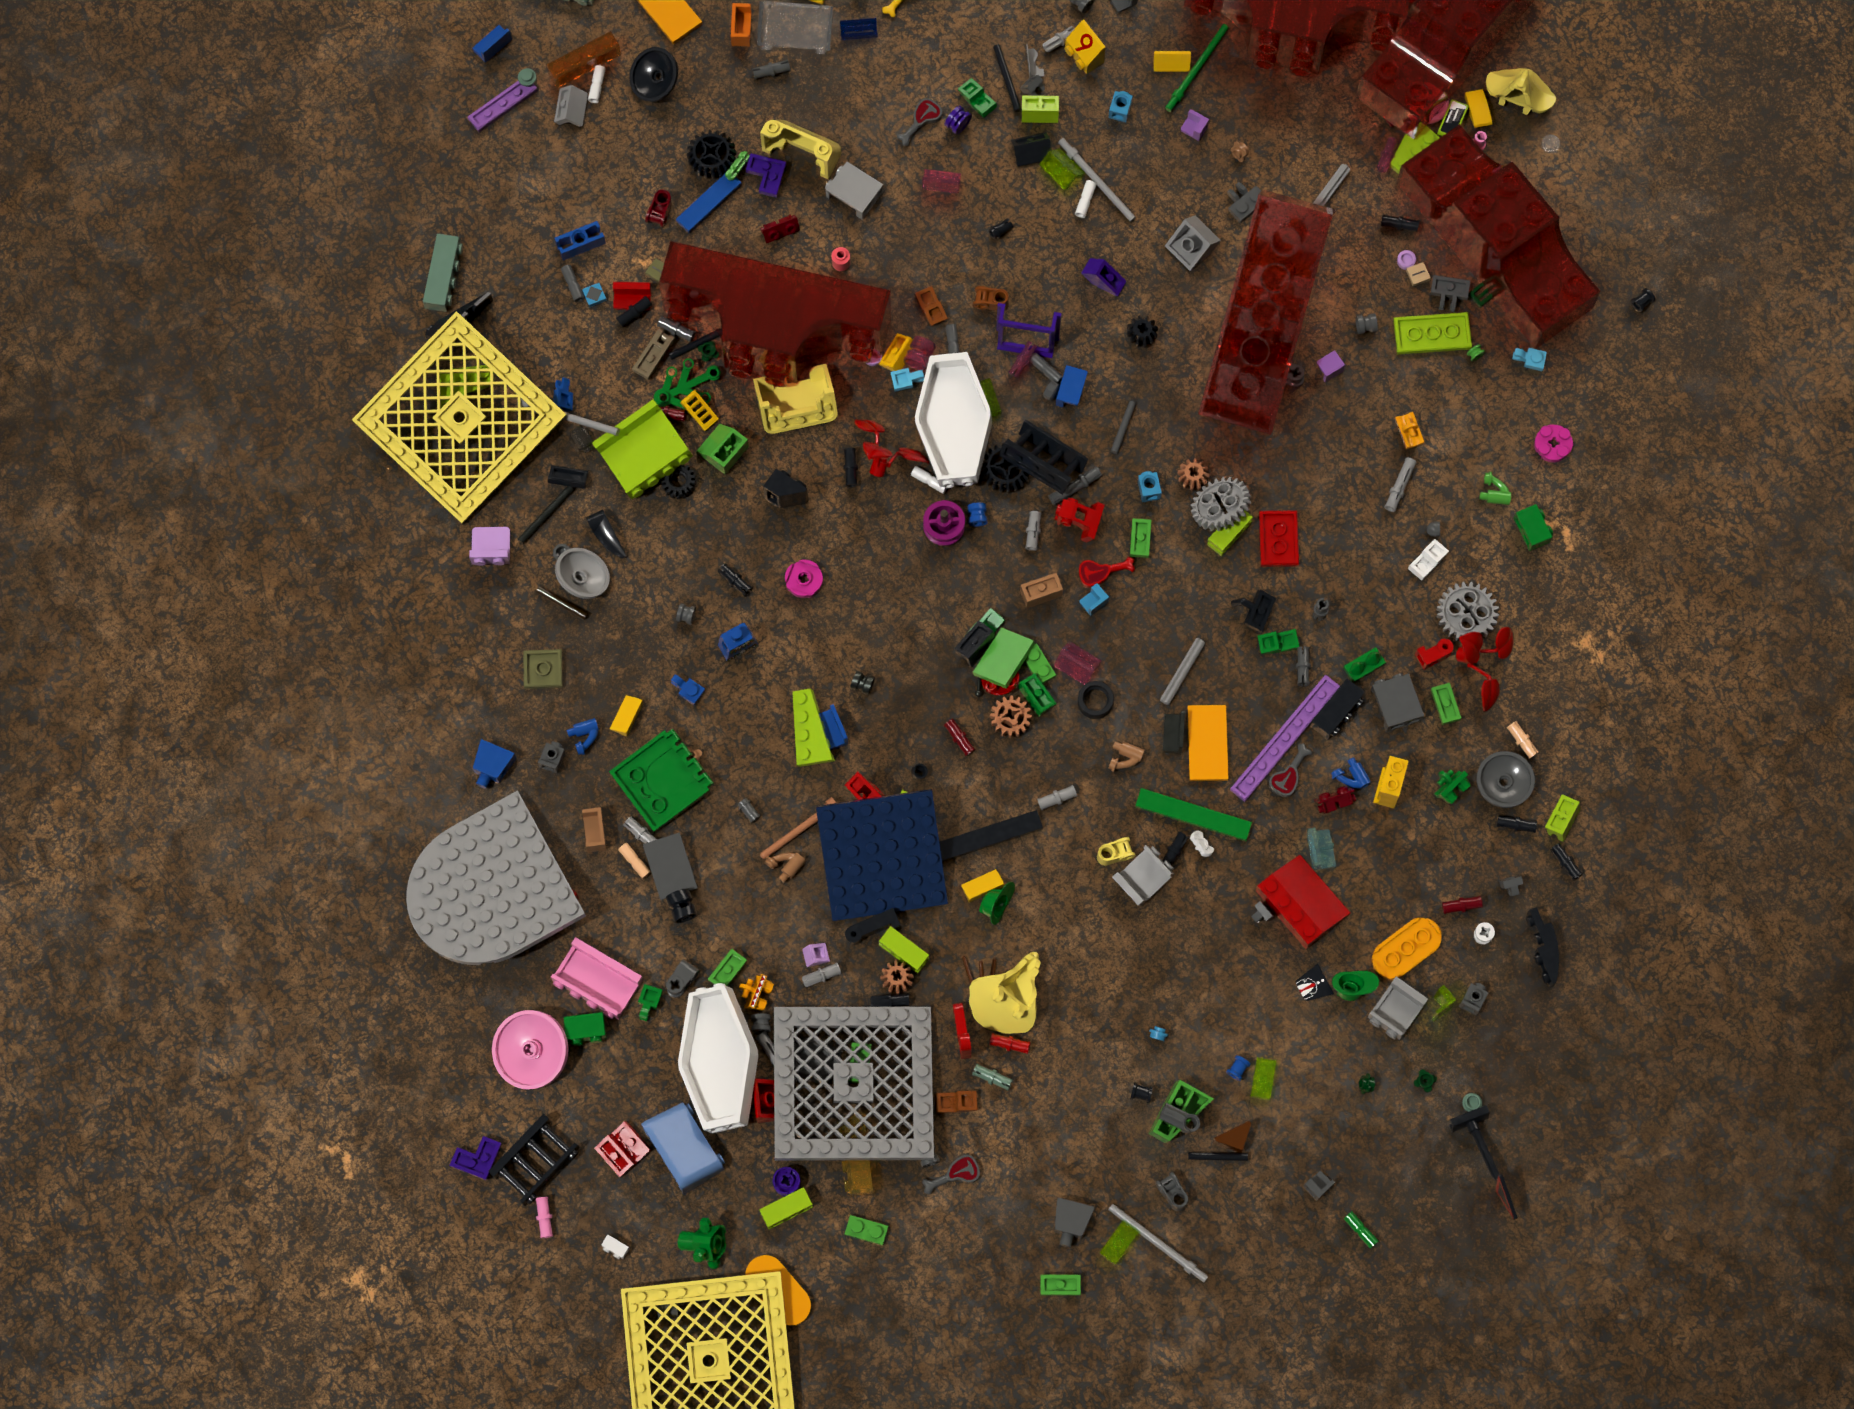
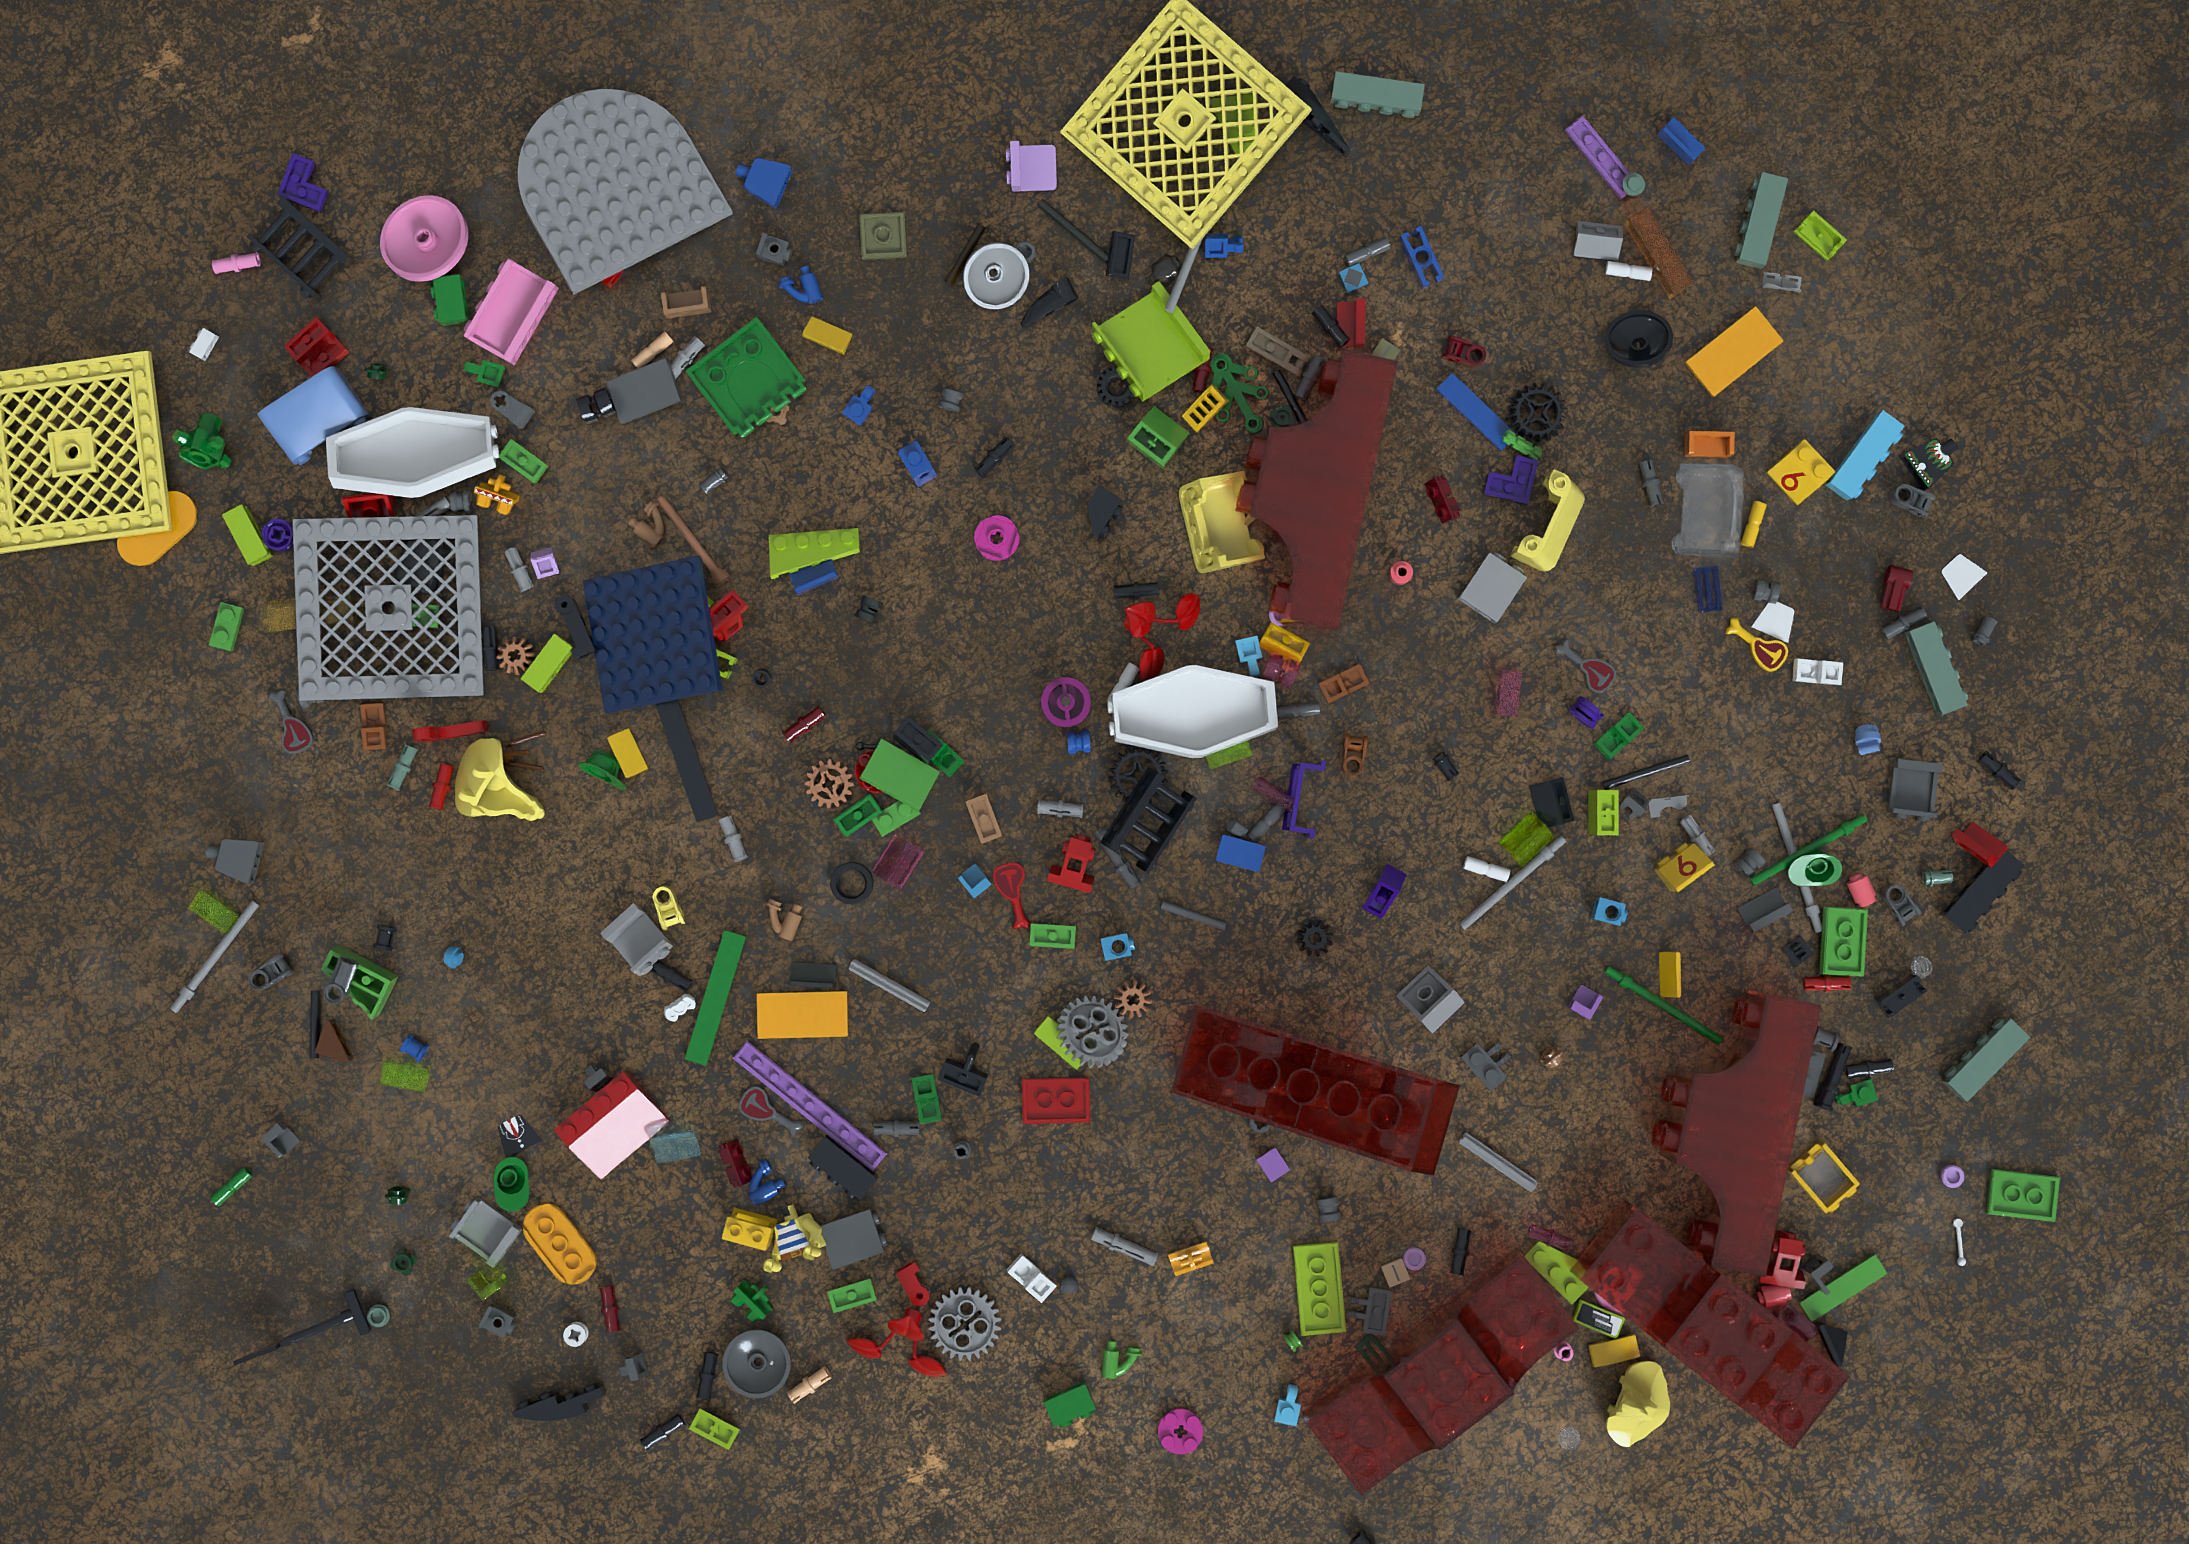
camera: 85 degrees right, 15 degrees up
(644, 1094) = (376, 371): none -> dark green plate
(1060, 1285) = (164, 846): bright green plate -> none
(1364, 665) = (900, 1200): green tile -> none
(1397, 741) = (794, 1238): none -> torso

